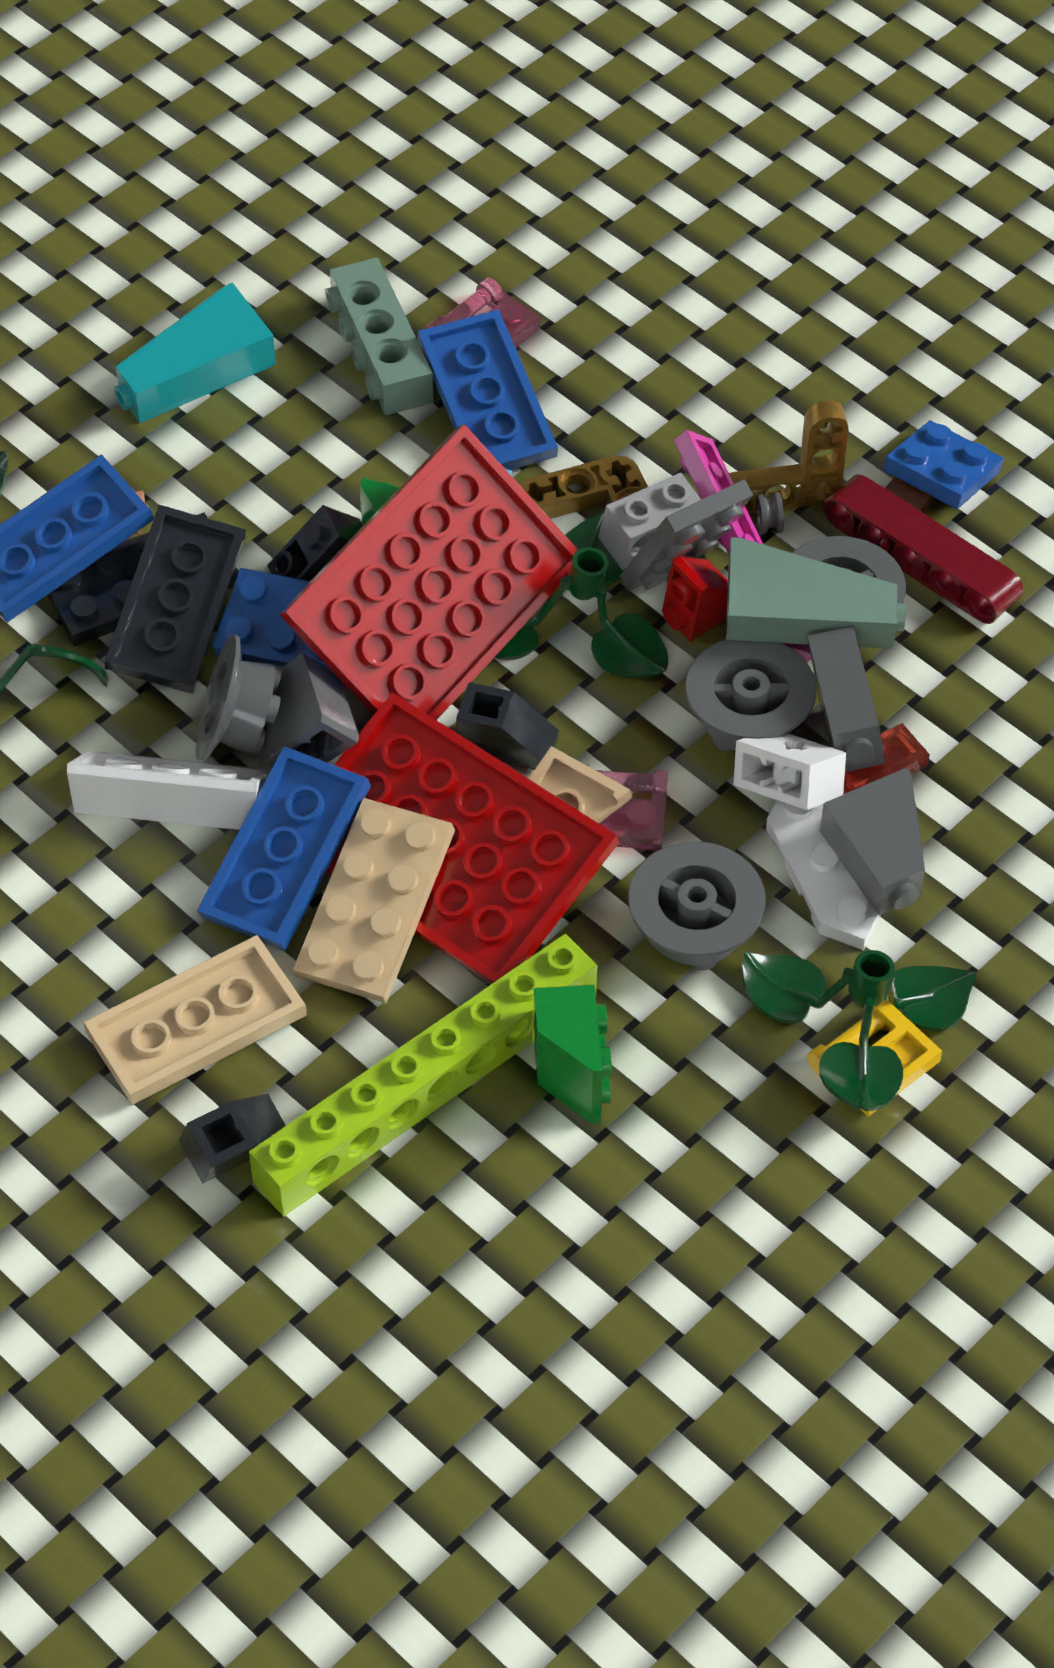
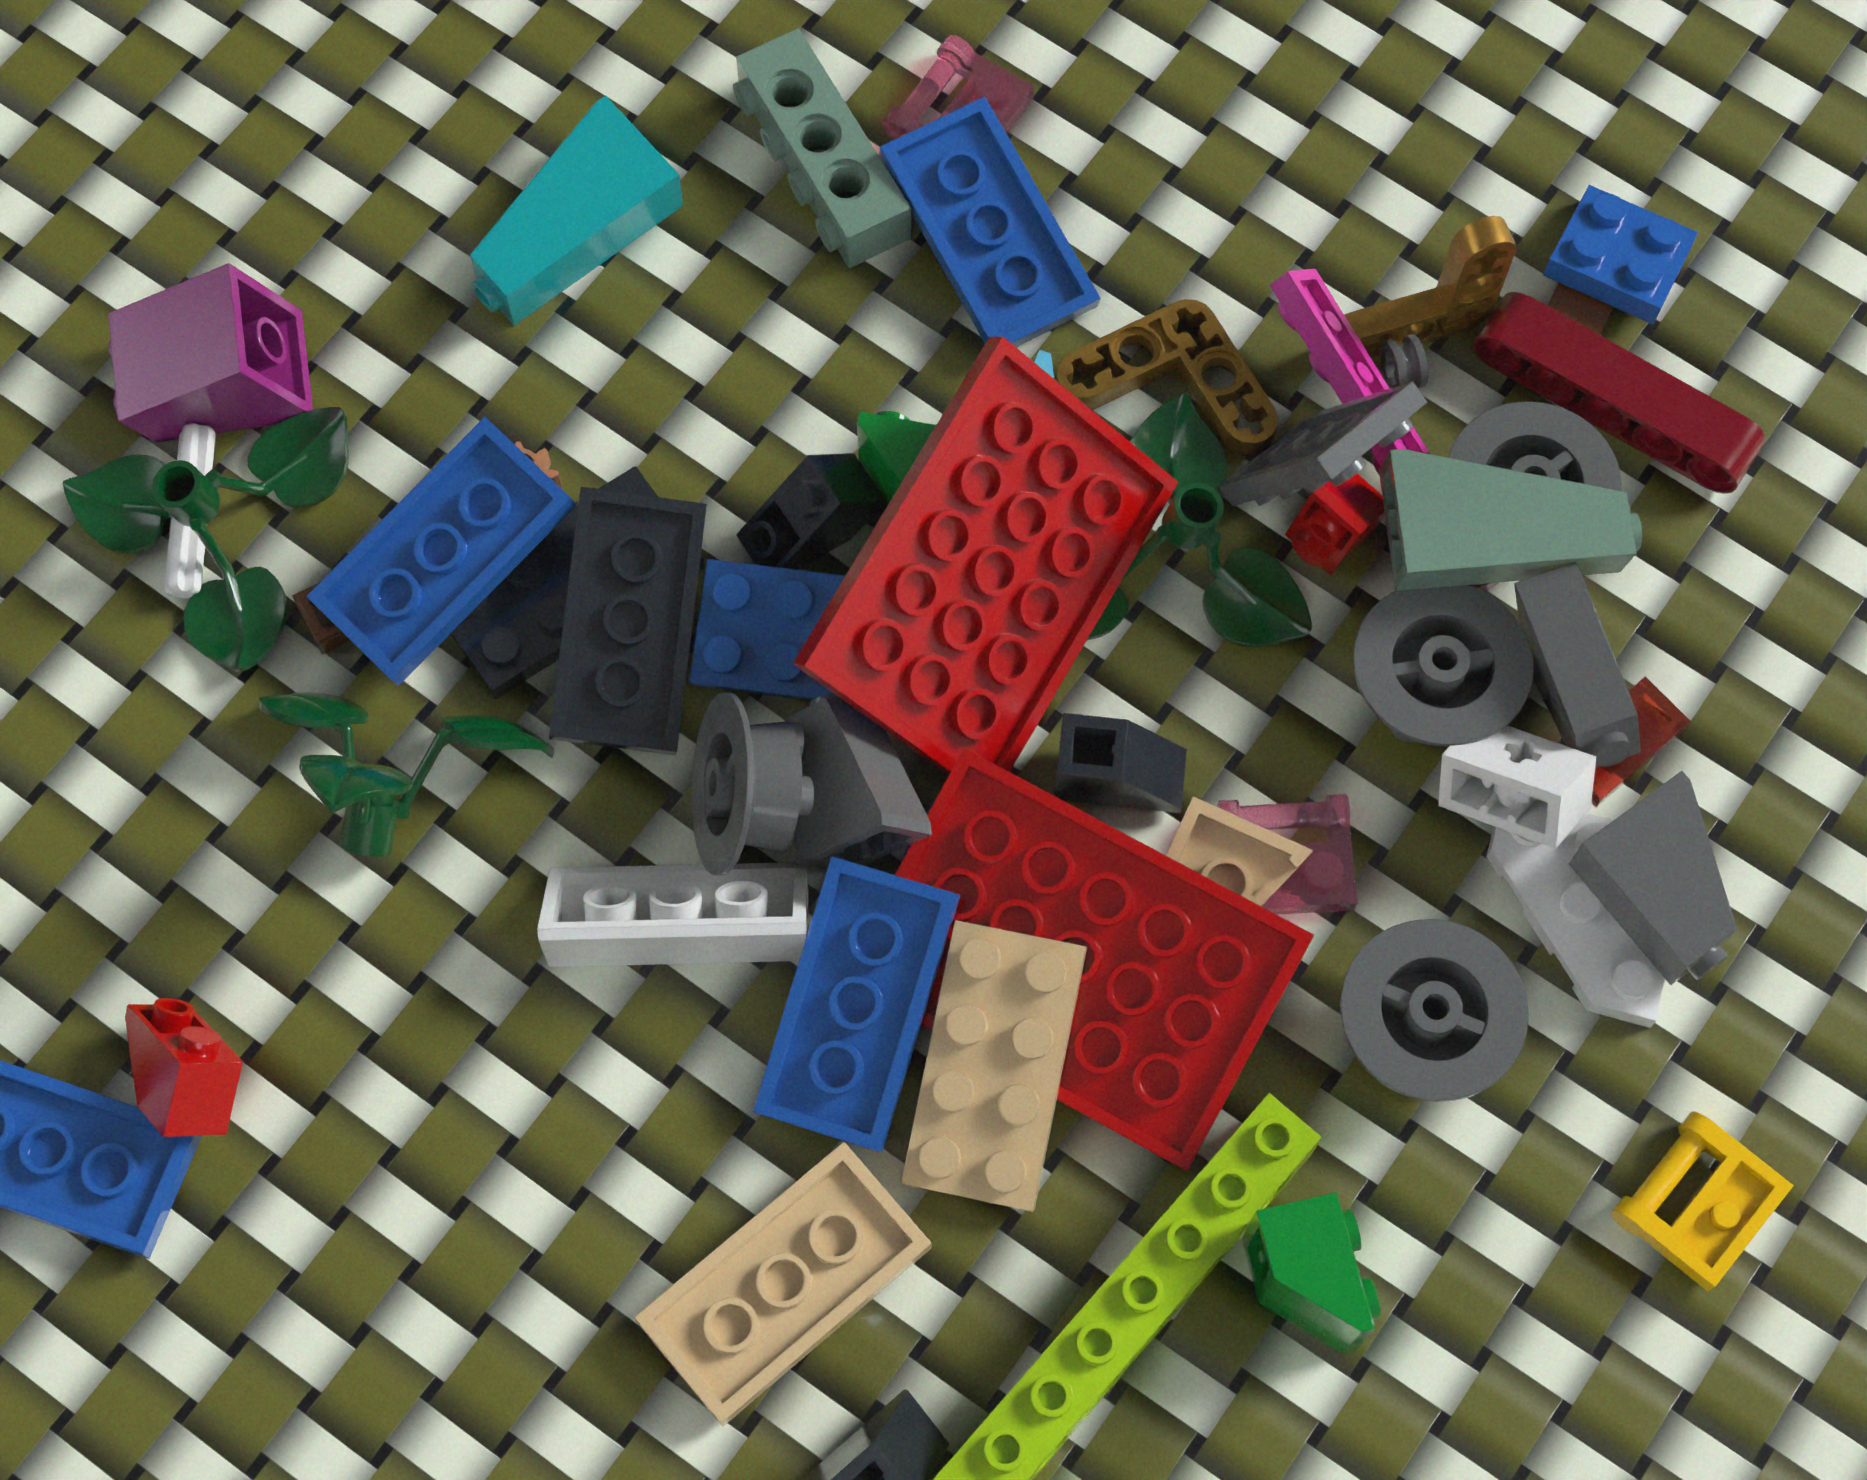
camera: 10 degrees left, 15 degrees up
(634, 518) = (1257, 411): light grey brick -> none
(859, 1075) = (1739, 1090): dark green plant -> none

